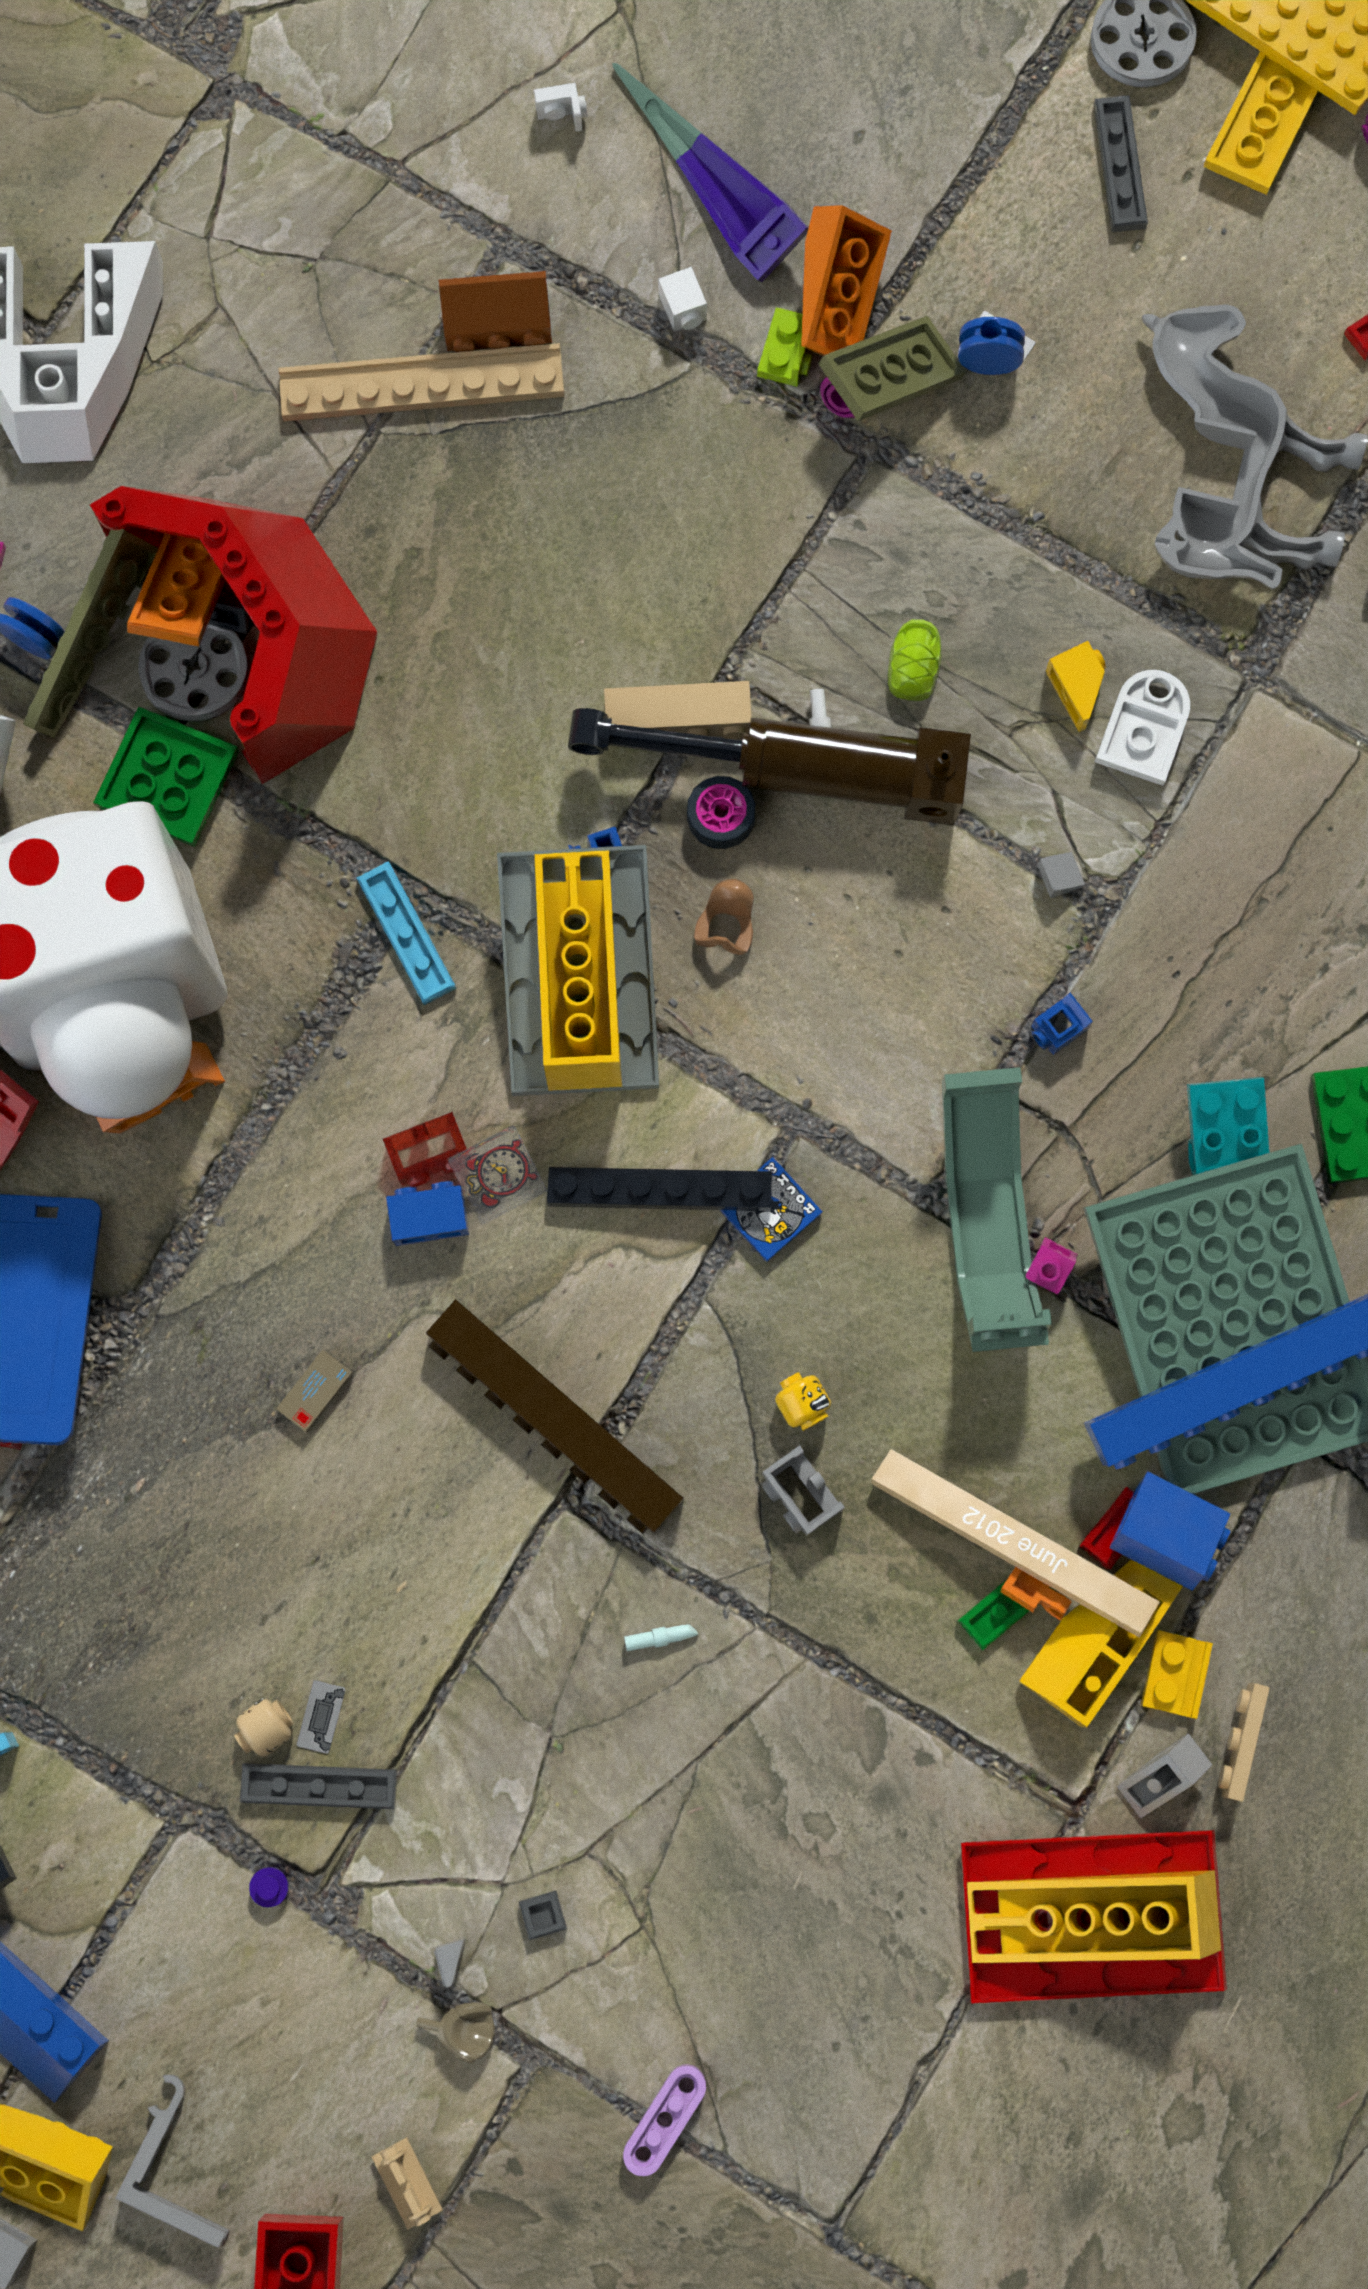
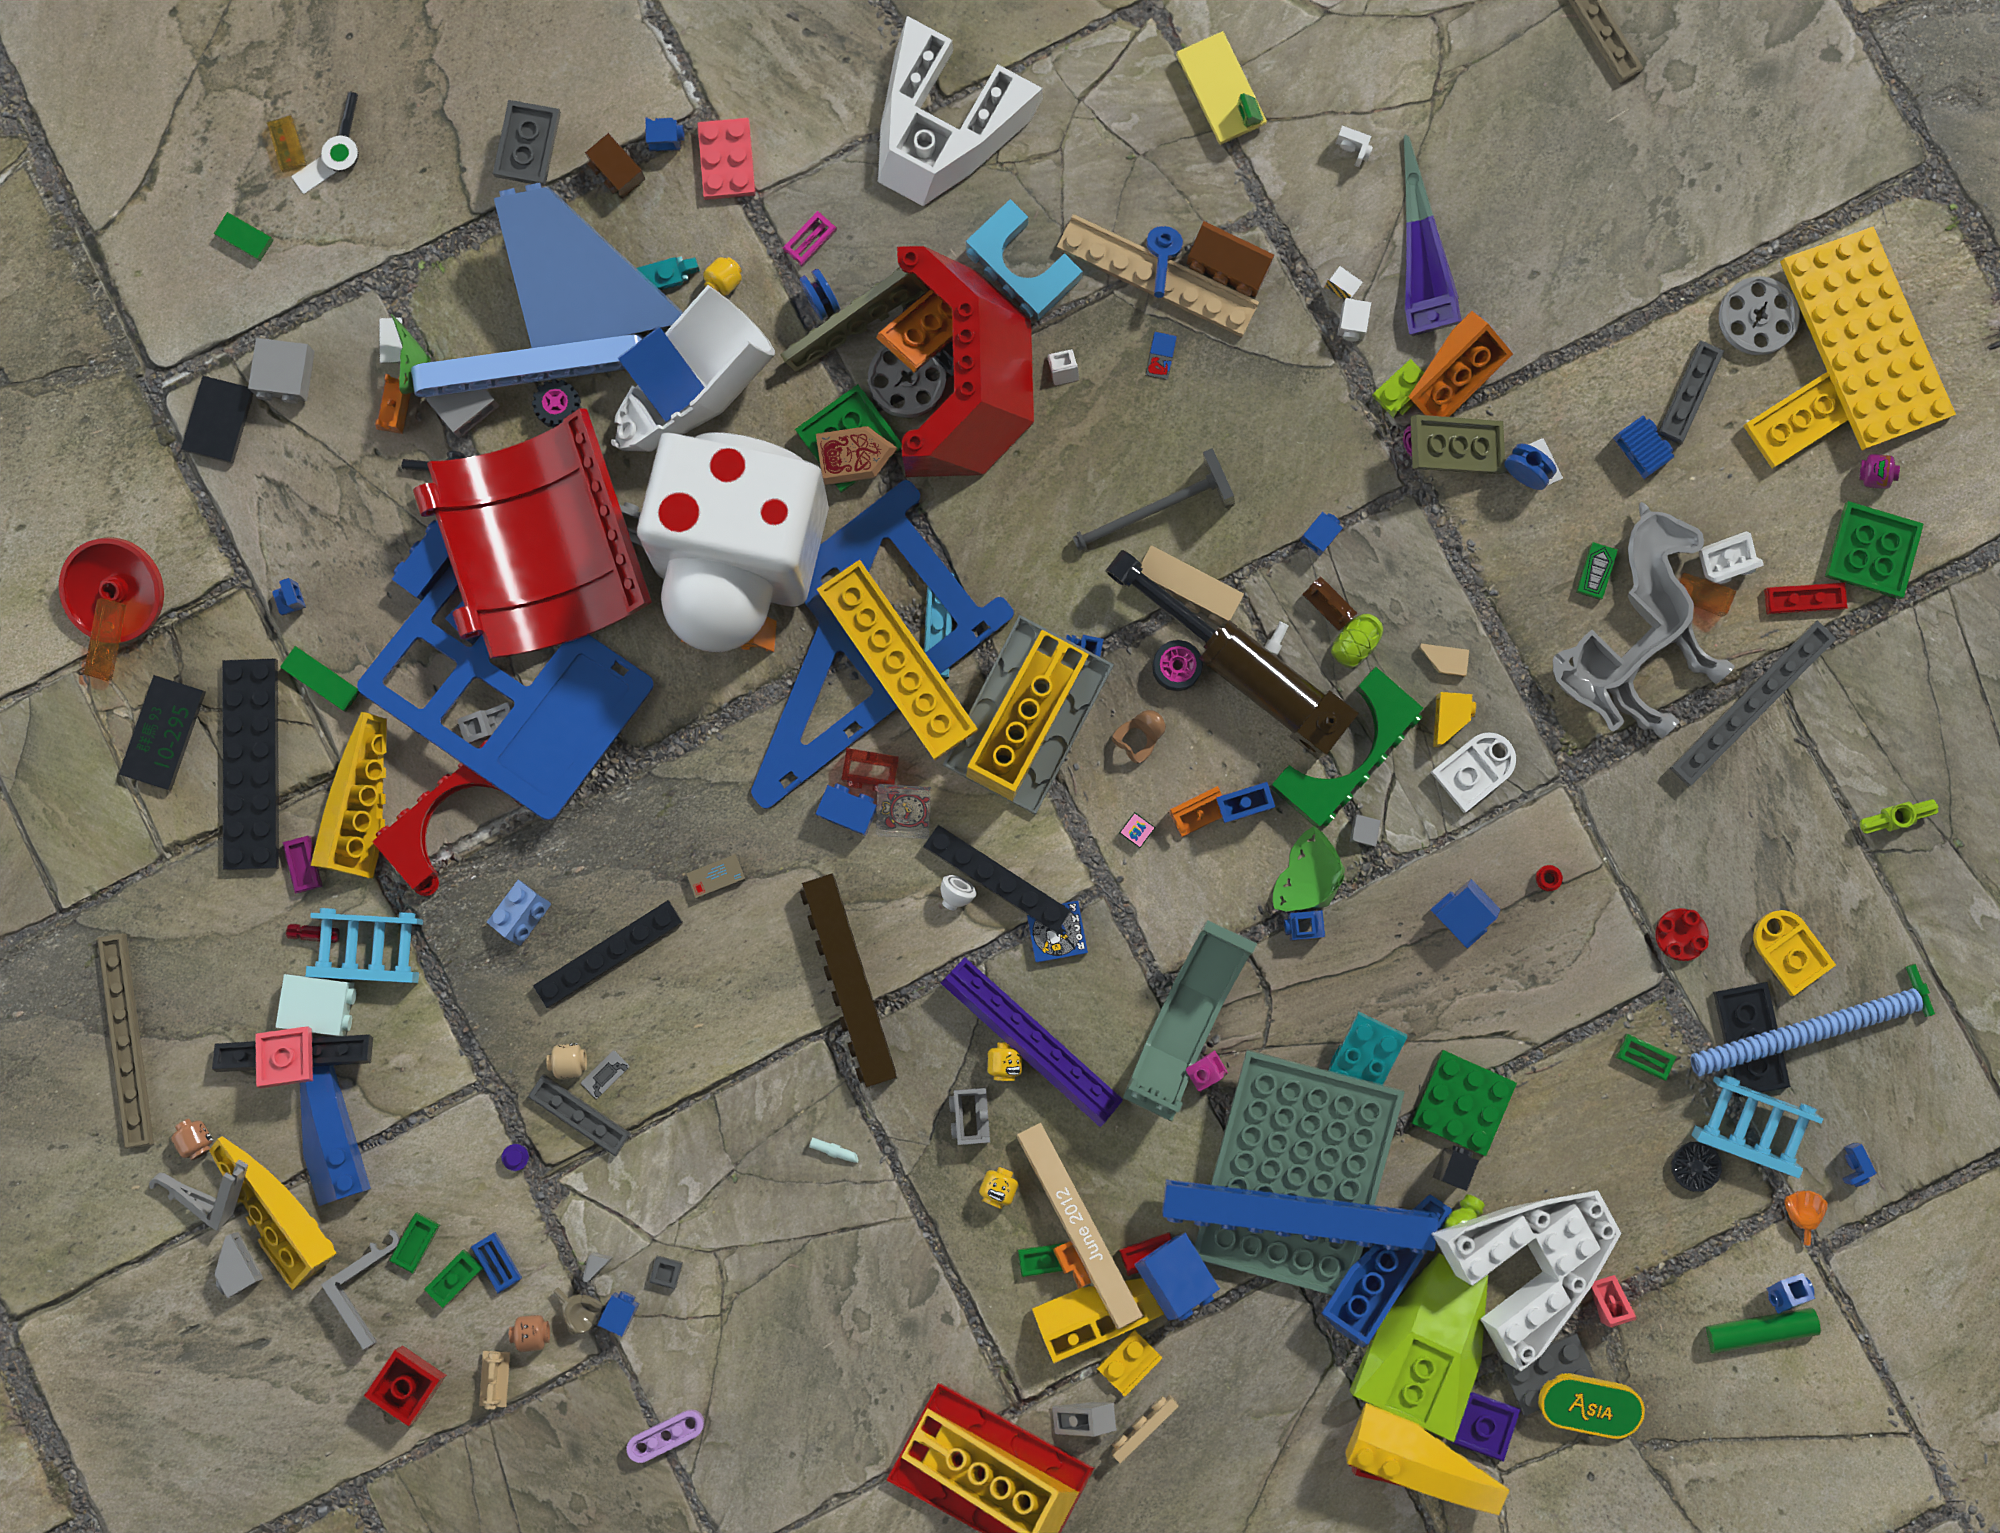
camera: 30 degrees right, 5 degrees up
(95, 1581) = (518, 913): none -> medium blue bracket
(184, 788) = (852, 454): none -> medium nougat tile
(204, 2073) = (414, 1242): none -> green tile
(236, 1566) = (607, 954): none -> black plate
(252, 909) = (853, 542): none -> blue piece
(280, 2088) = (453, 1278): none -> green plate
(287, 484) = (1034, 294): none -> medium azure arch
(330, 2020) = (504, 1255): none -> blue tile
(366, 129) = (1217, 85): none -> light yellow tile
(374, 549) = (1063, 367): none -> white slope
(381, 998) = (897, 660): none -> yellow plate
(409, 341) = (1165, 244): none -> blue piece
(414, 134) = (1249, 110): none -> green slope
(417, 2096) = (530, 1333): none -> nougat head
(481, 470) = (1161, 355): none -> sticker
(514, 2000) = (619, 1313): none -> blue brick
(620, 1234) = (956, 892): none -> white brick
(634, 569) = (1215, 480): none -> dark grey tile
(645, 269) = (1343, 283): none -> white sticker
(792, 1033) = (1137, 830): none -> tile
(796, 562) = (1321, 533): none -> blue brick
(821, 1357) = (1032, 1041): none -> dark purple plate
(852, 966) = (1197, 812): none -> orange hinge
(855, 638) = (1329, 603): none -> reddish brown hinge
(888, 1557) = (998, 1187): none -> yellow head
(902, 919) = (1245, 802): none -> blue slope
(1007, 719) = (1391, 714): none -> green arch
(1032, 622) = (1447, 659): none -> tan tile
(1032, 964) = (1311, 876): none -> bright green piece
(1106, 251) = (1644, 446): none -> blue brick
(1141, 422) = (1596, 571): none -> tile
(1239, 897) = (1467, 912): none -> blue plate
(1283, 319) = (1729, 558): none -> white bracket
(1288, 374) = (1708, 595): none -> clear orange slope
(1313, 792) = (1556, 874): none -> red plate

